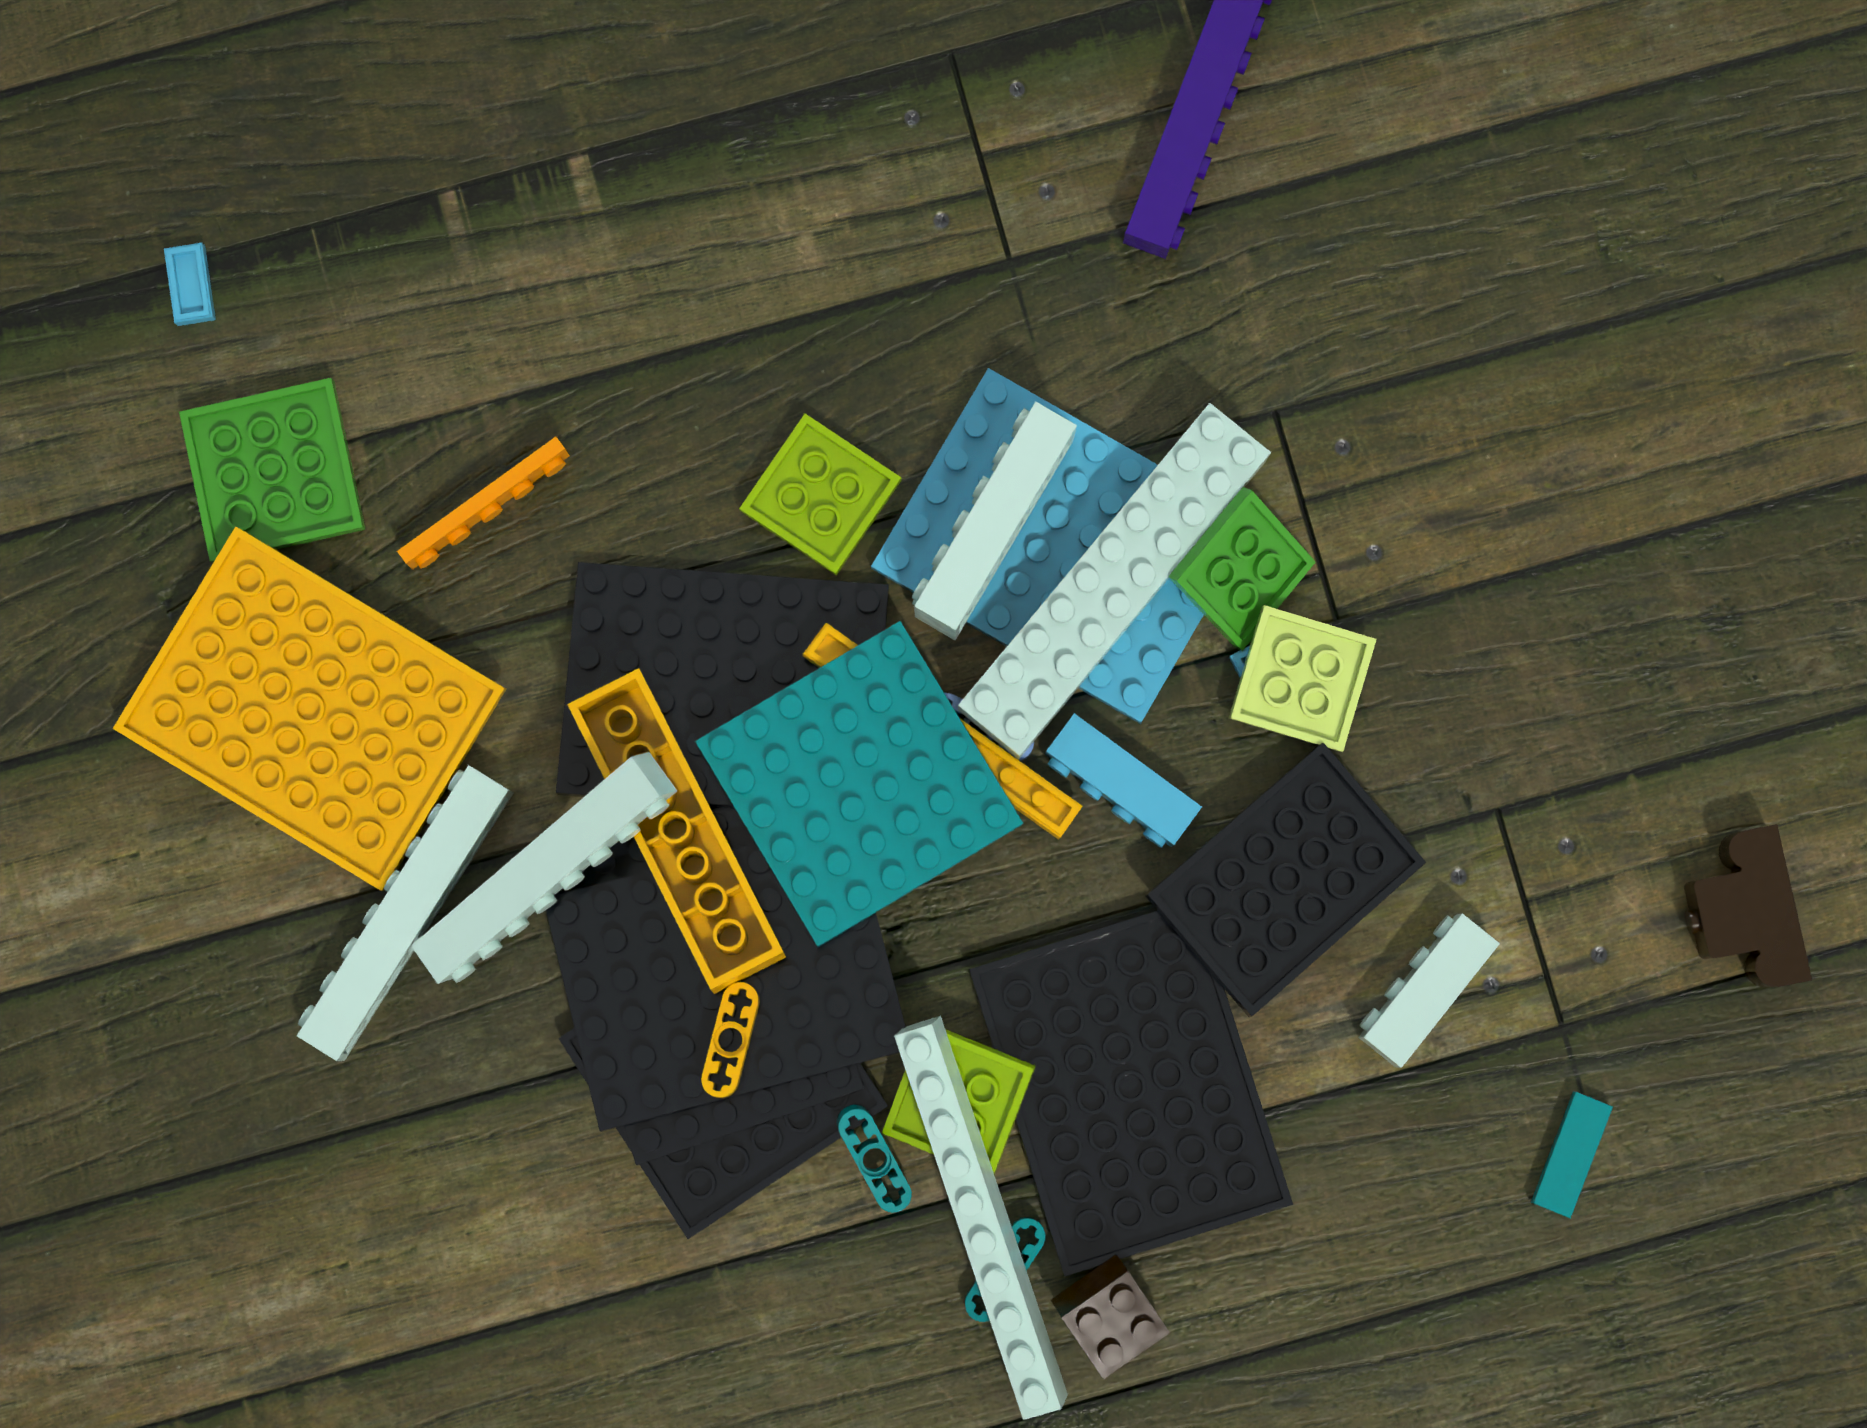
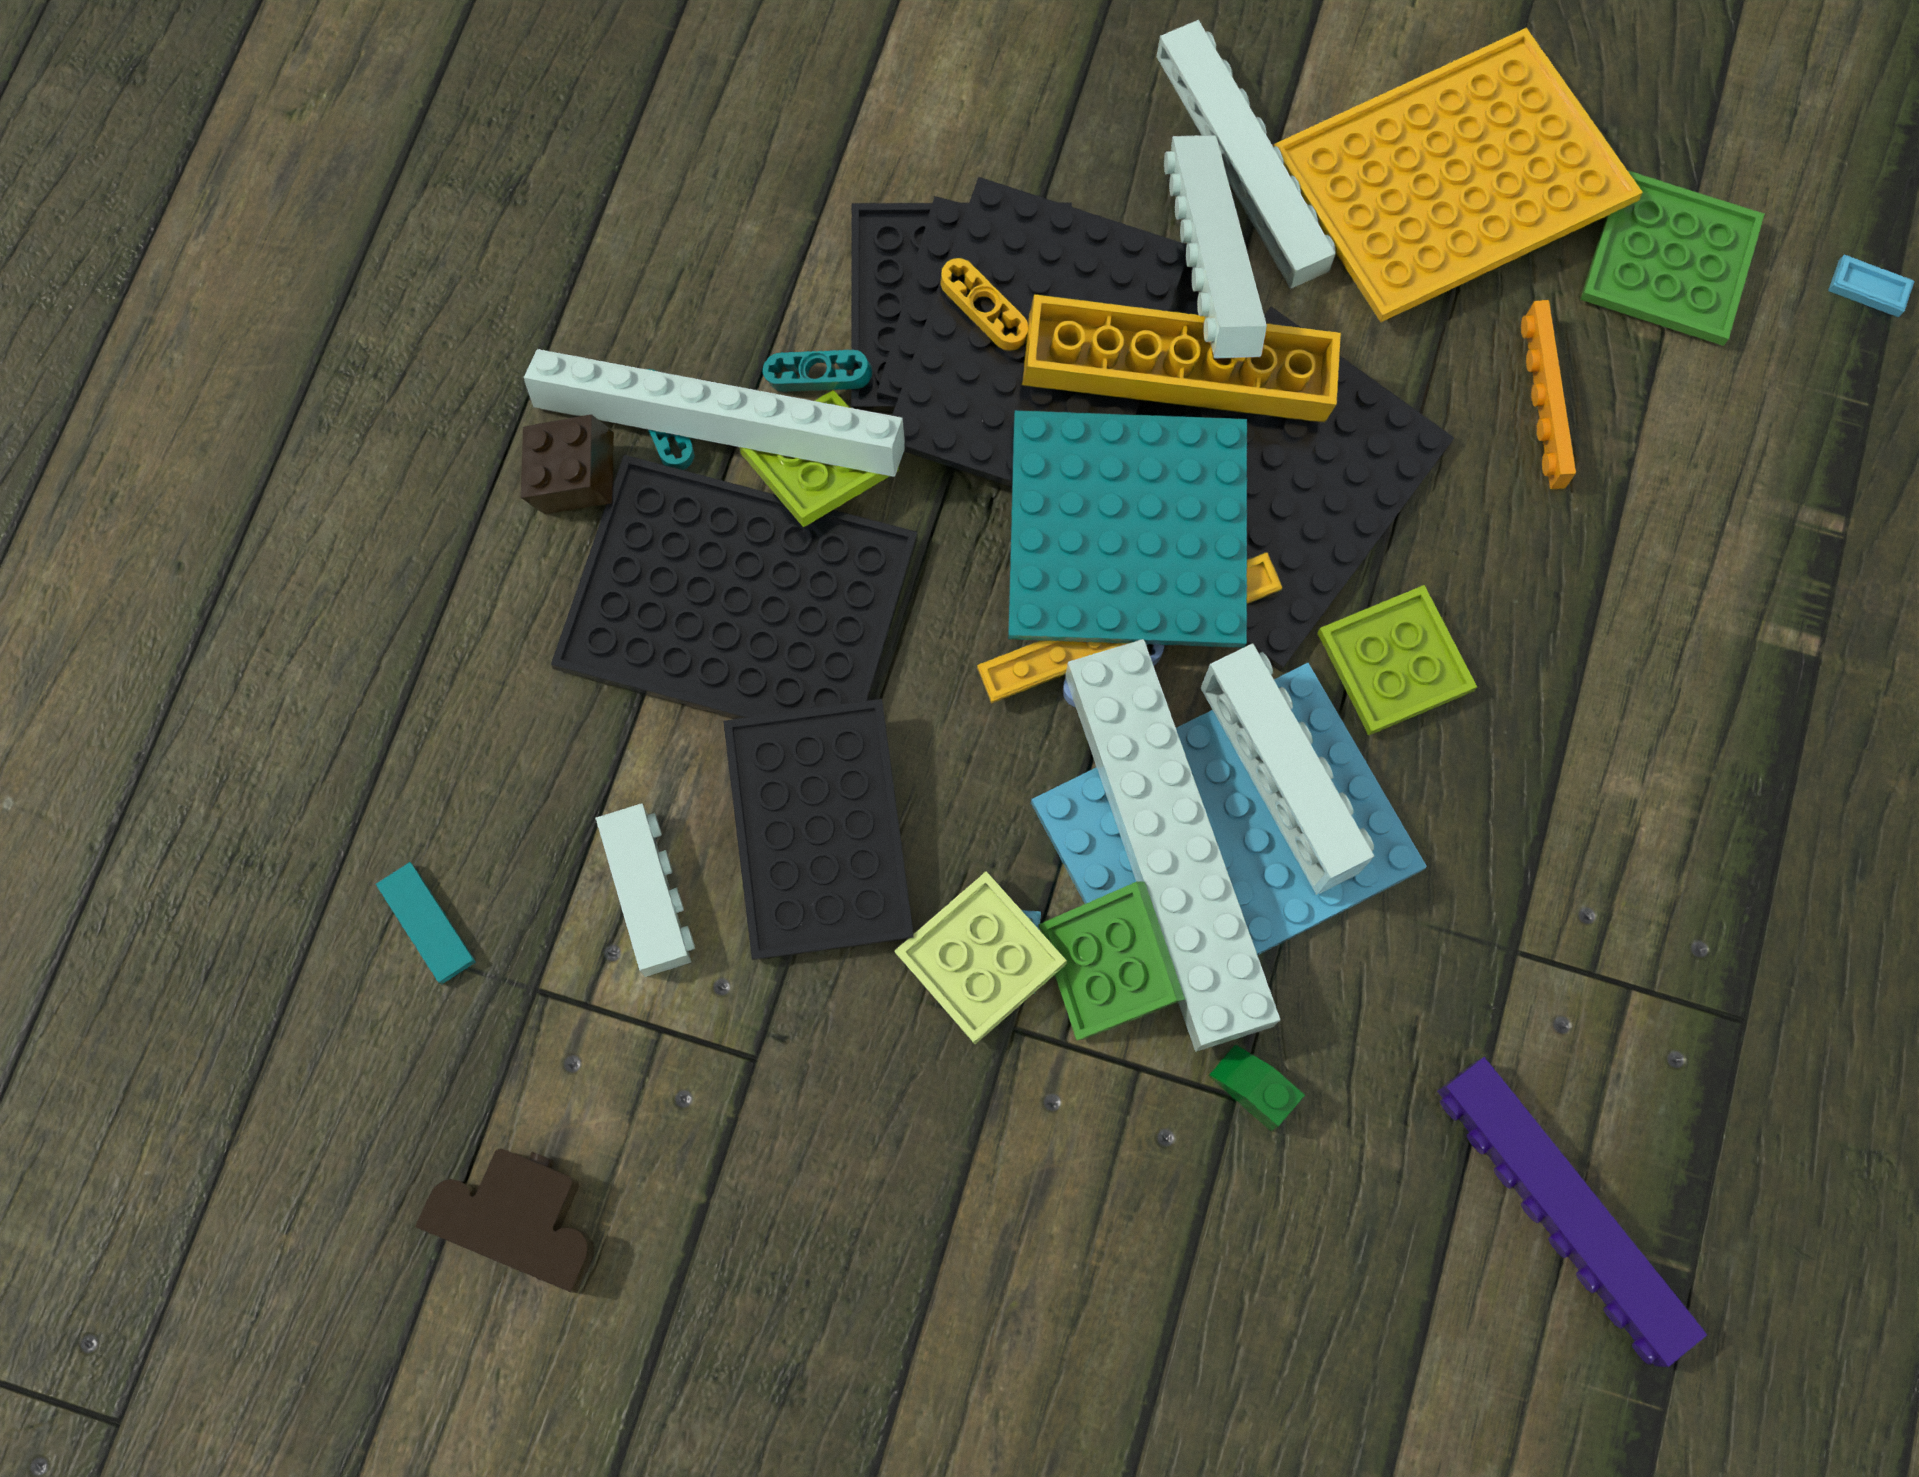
camera: 120 degrees right, 10 degrees down
(1122, 781) = (991, 750): medium azure brick -> none
(1261, 395) = (1256, 1087): none -> green slope

